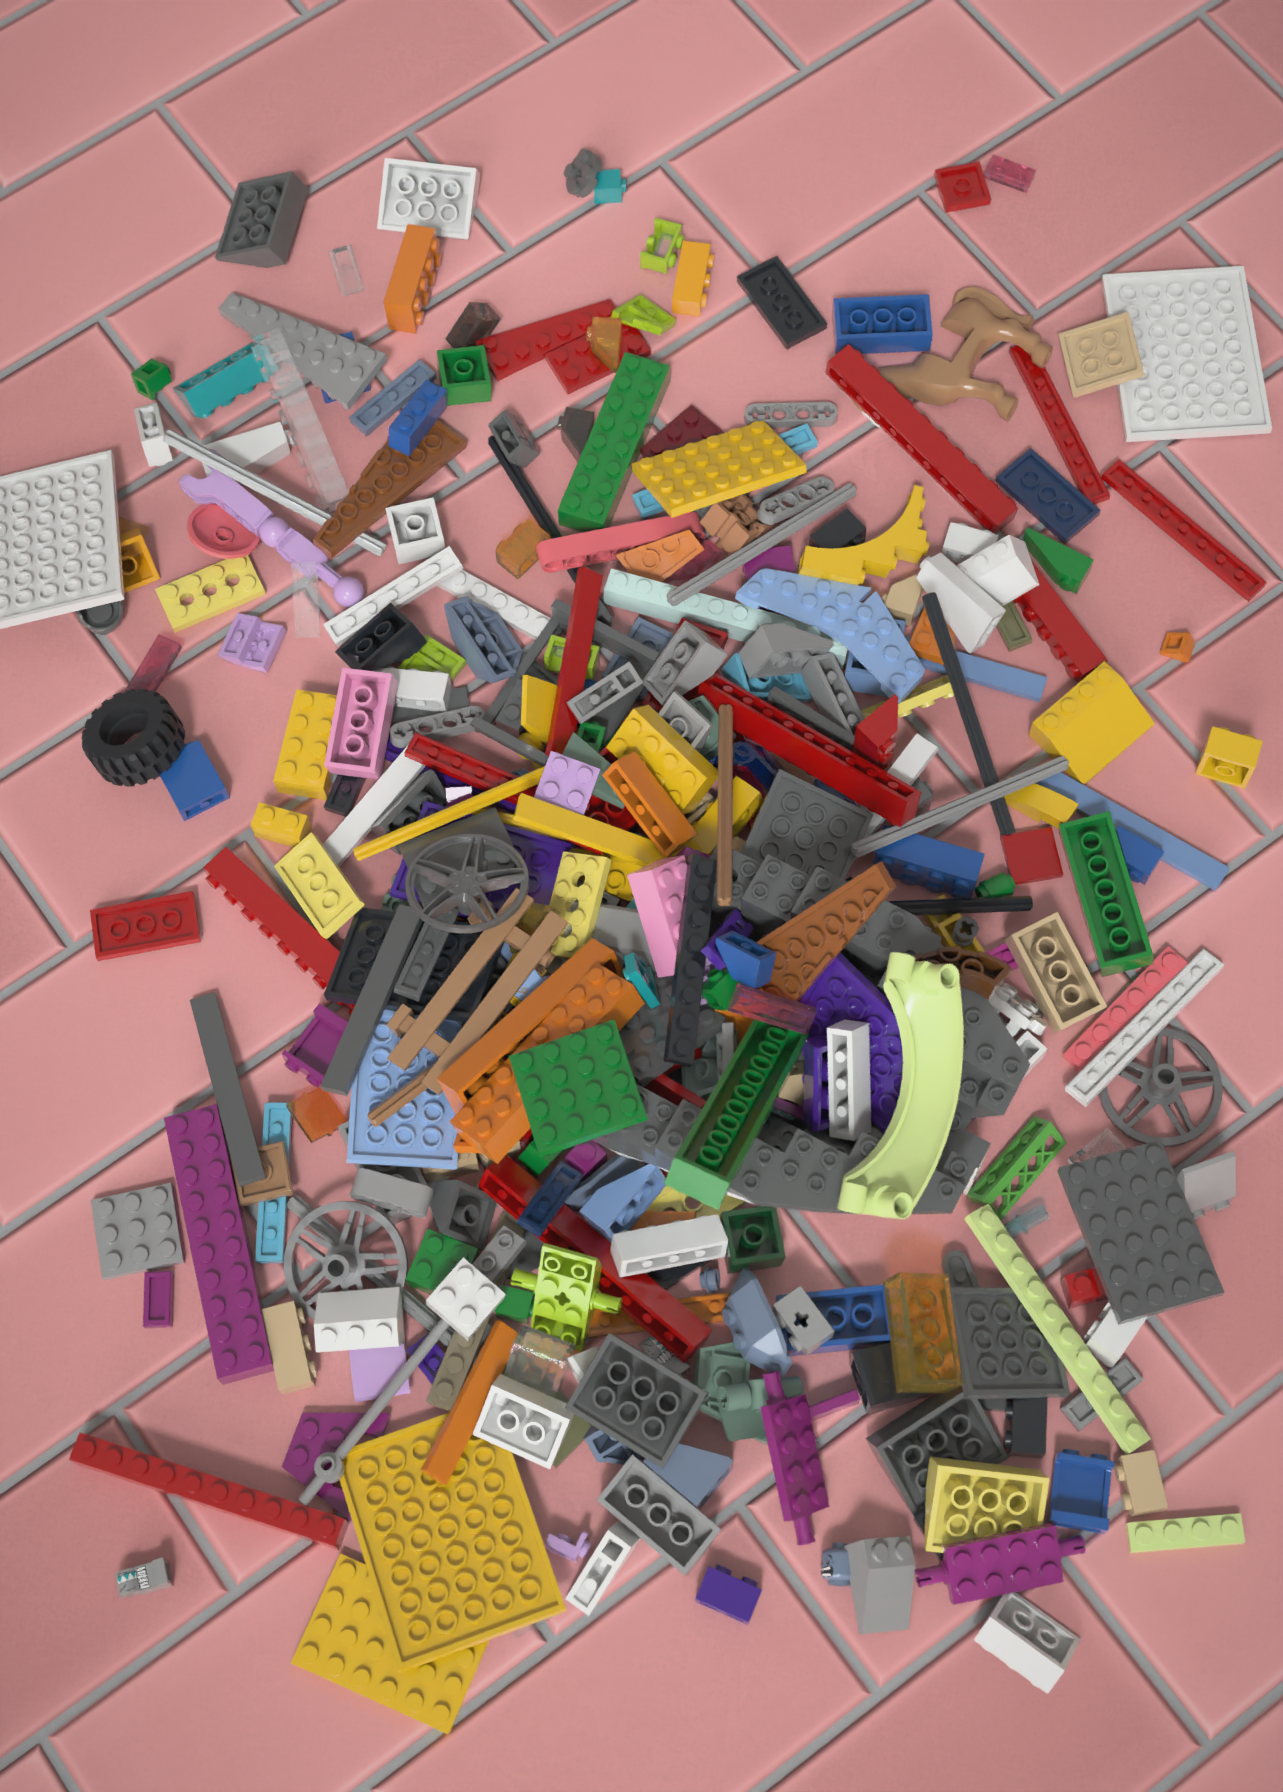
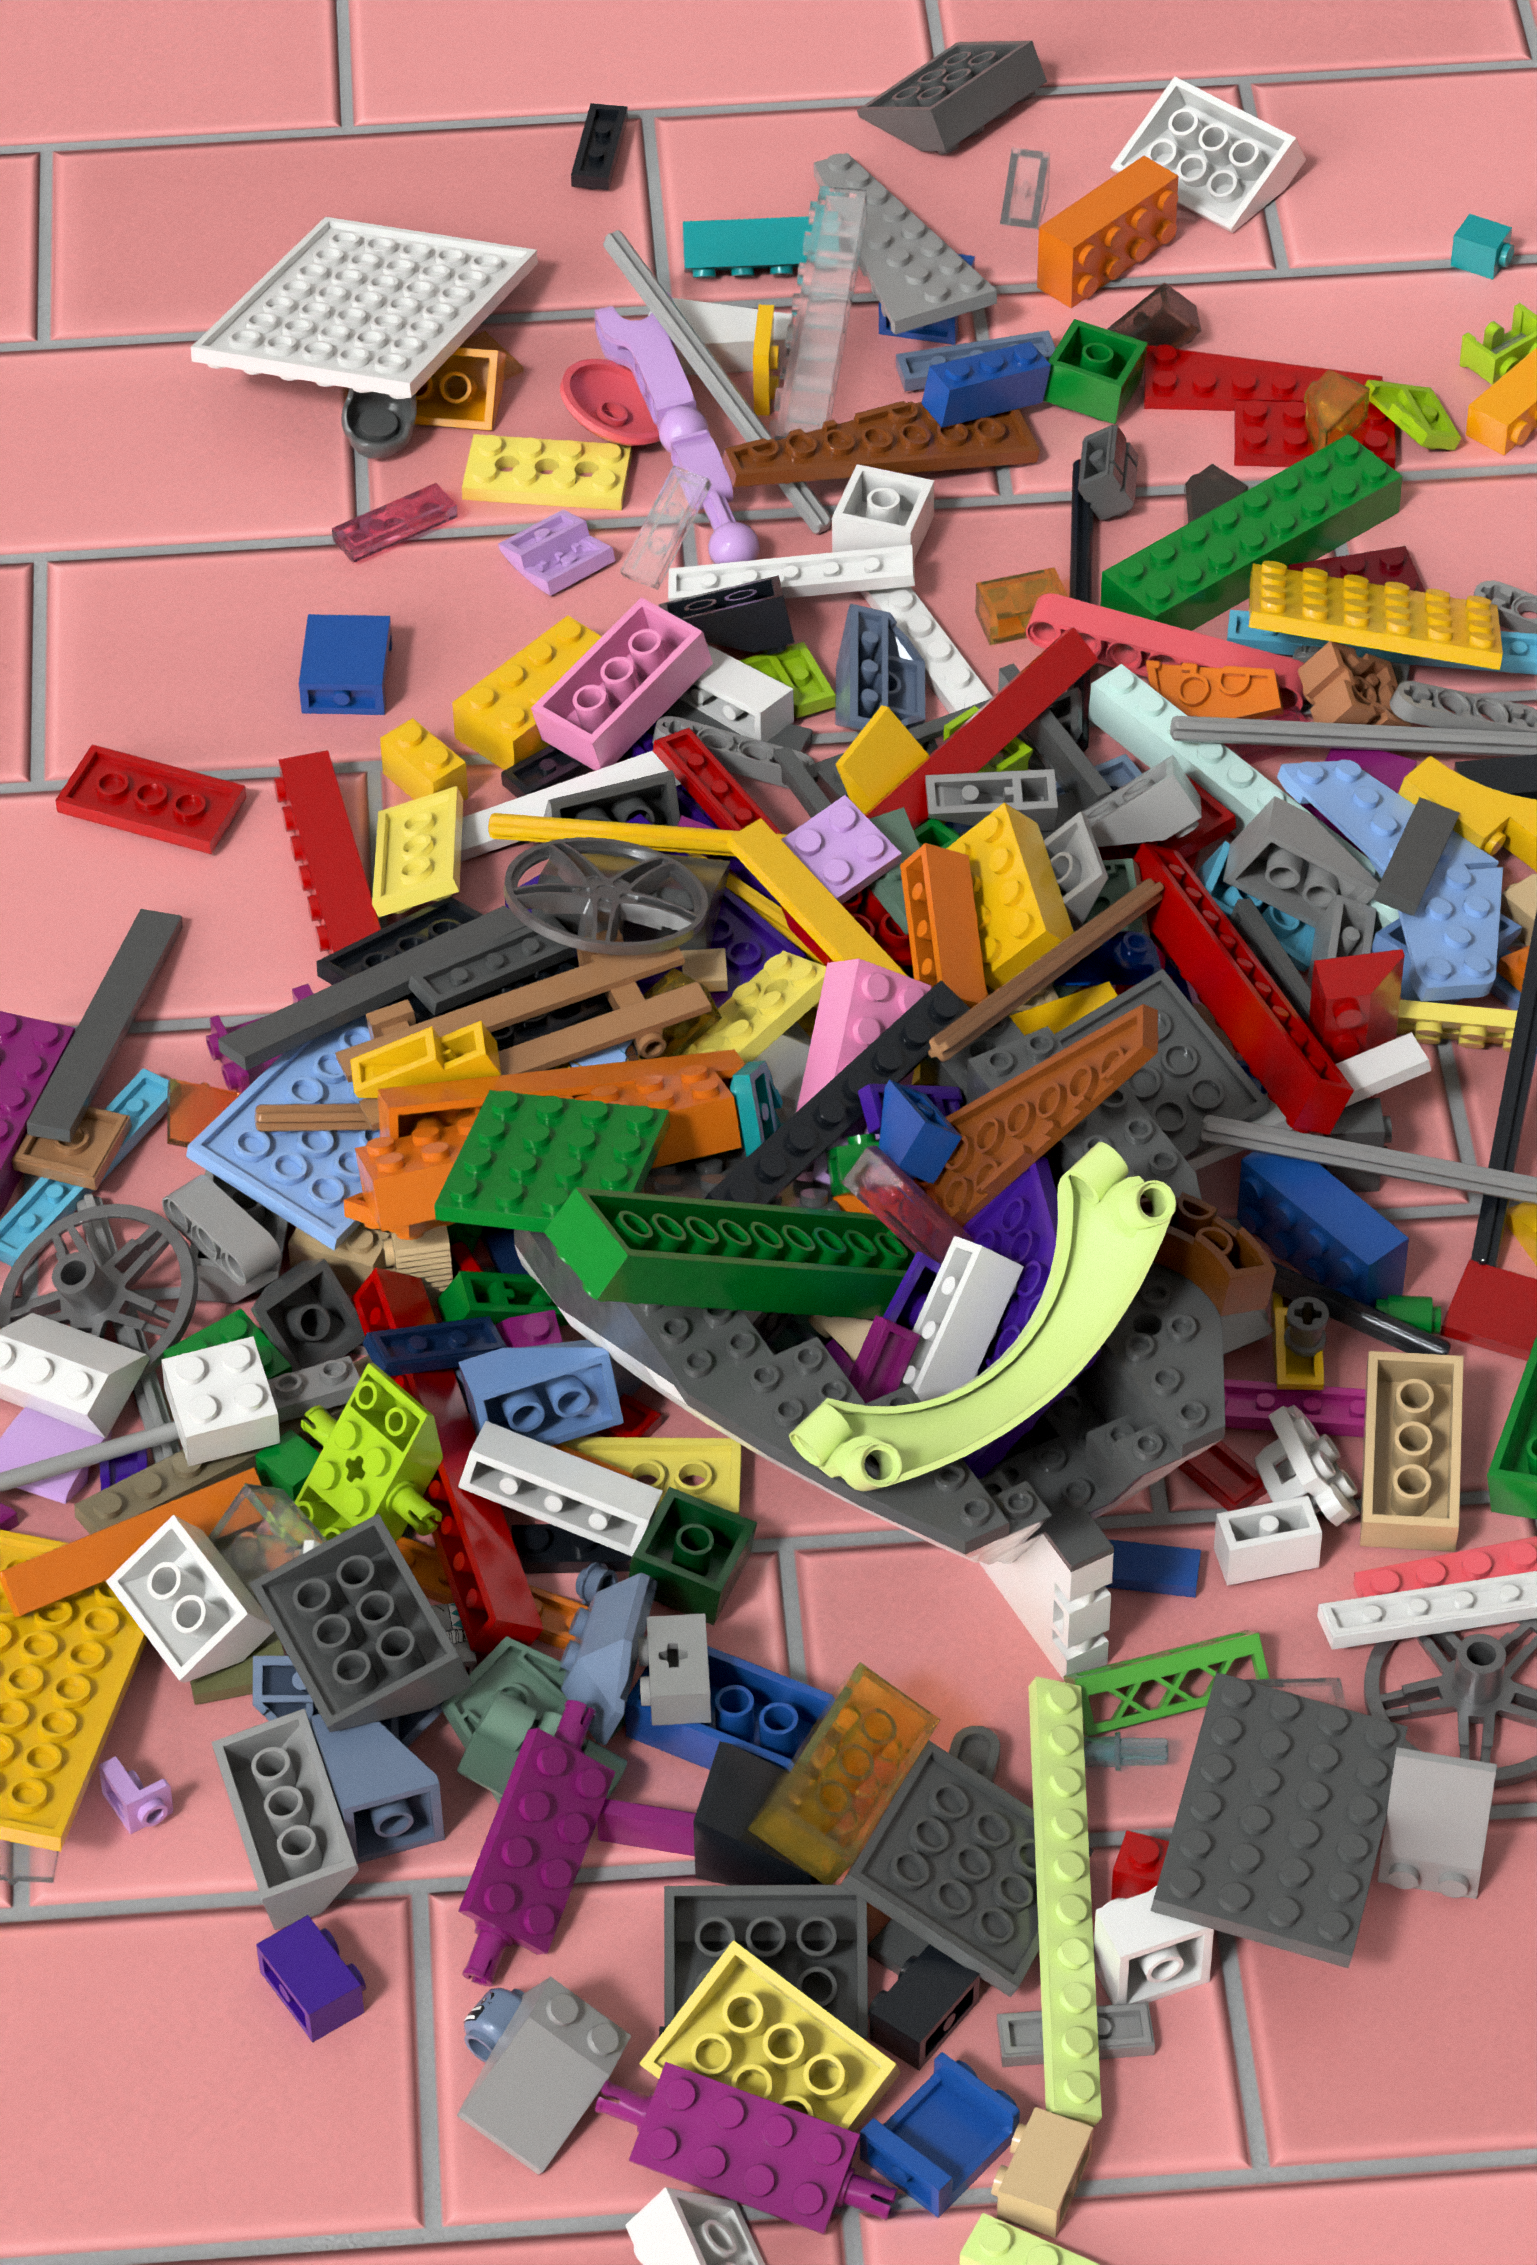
camera: 30 degrees right, 20 degrees down
(91, 355) = (599, 146): none -> black plate
(145, 755) = (302, 568): black tyre -> none
(151, 378) = (659, 201): green brick -> none
(151, 435) = (598, 273): white slope -> none
(288, 462) = (764, 361): none -> yellow wing
(446, 1044) = (427, 1059): none -> yellow slope
(536, 884) = (707, 967): none -> tan tile
(582, 173) = (1448, 215): dark grey plate -> none
(603, 1567) = (164, 1845): white slope -> none
(826, 1116) = (883, 1359): none -> magenta tile
(842, 615) = (1416, 856): none -> dark grey tile

